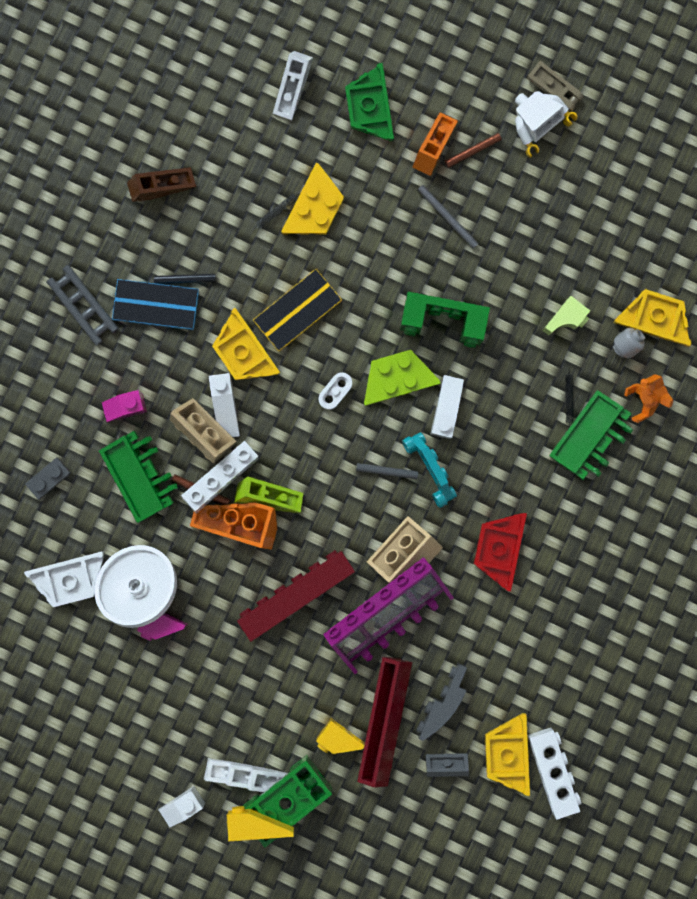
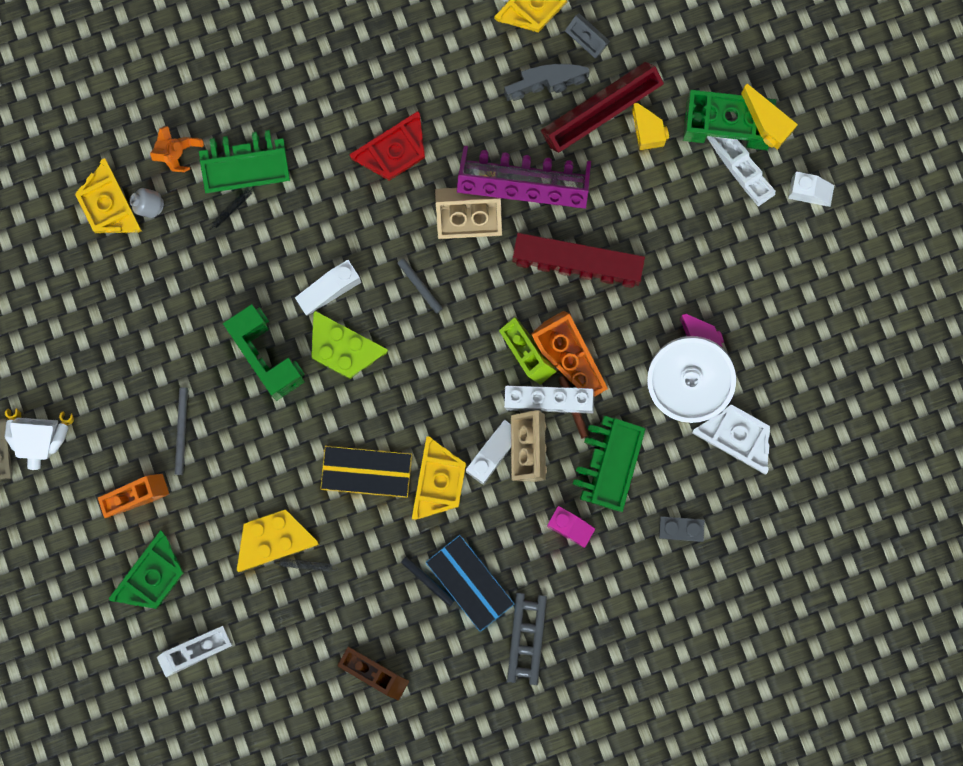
camera: 130 degrees left, 5 degrees down
(336, 392) = (399, 381): white plate -> none
(430, 458) = (379, 261): teal plate -> none
(472, 150) = (110, 463): copper bar -> none
(569, 315) = (167, 268): yellowish green arch -> none

